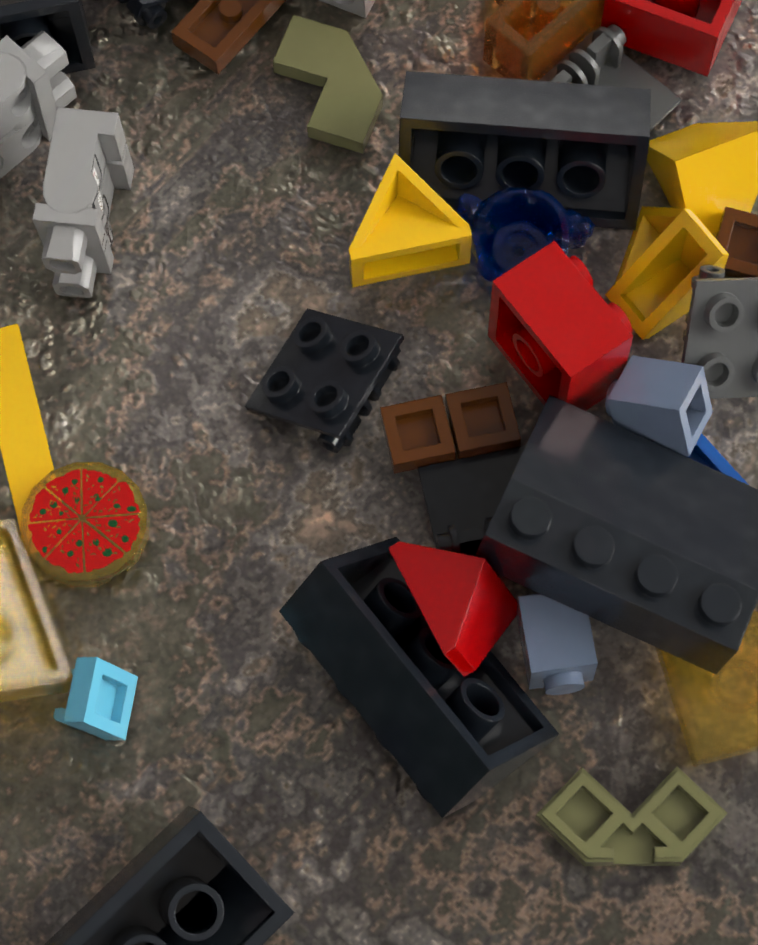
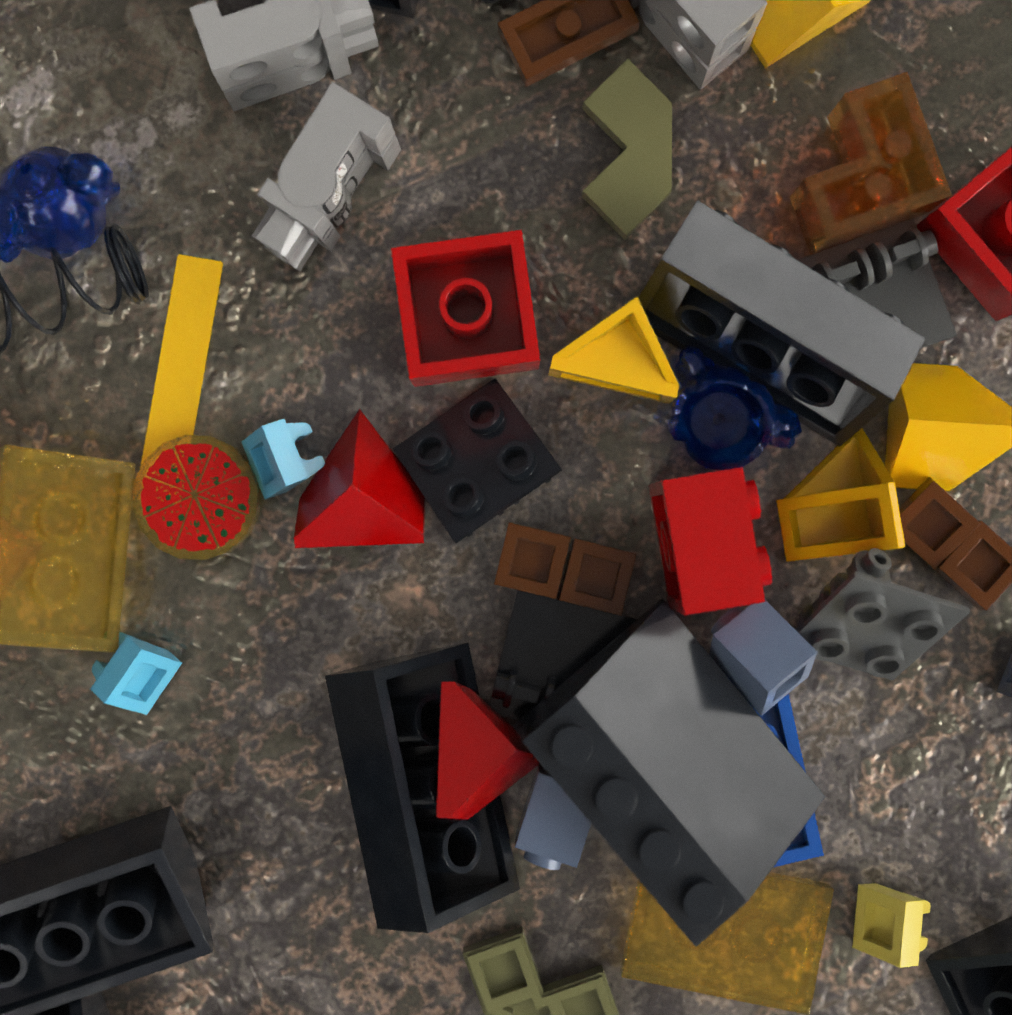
camera: 30 degrees right, 20 degrees up
(145, 450) = (276, 458): none -> medium azure tile
(234, 450) = (360, 496): none -> red slope
(255, 250) = (466, 308): none -> red brick

